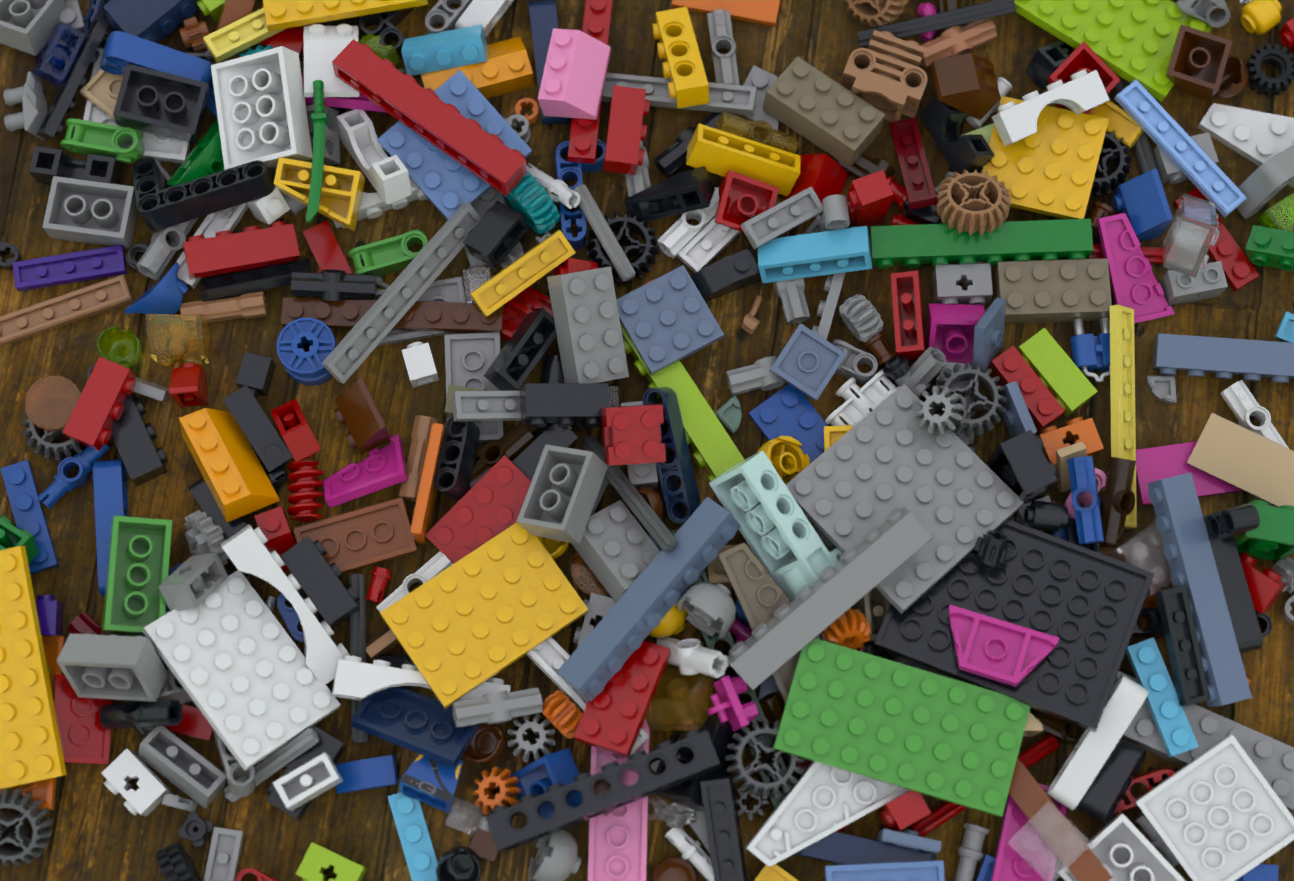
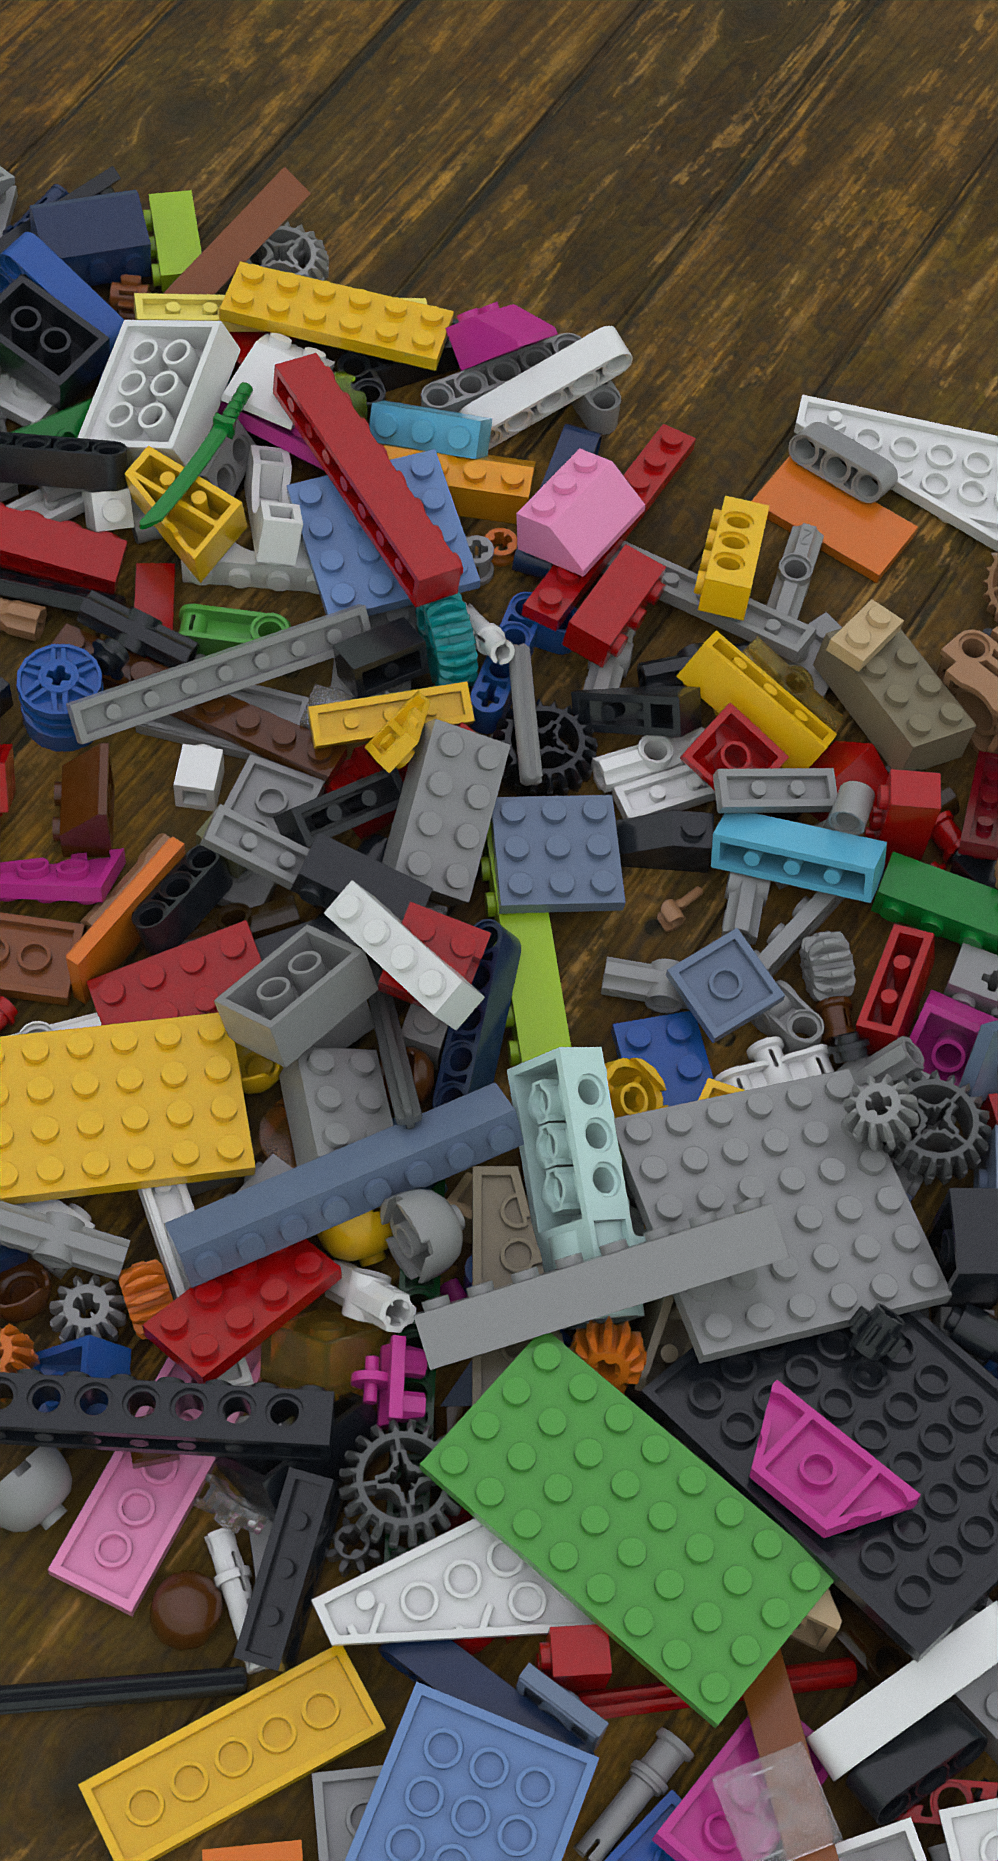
camera: 20 degrees right, 15 degrees down
(327, 313) = (110, 657): none -> black plate
(538, 290) = (396, 740): none -> yellow wing
(636, 453) = (404, 955): none -> white arch
(730, 415) = (586, 1018): sand green tile -> none
(792, 84) = (864, 635): none -> tan plate

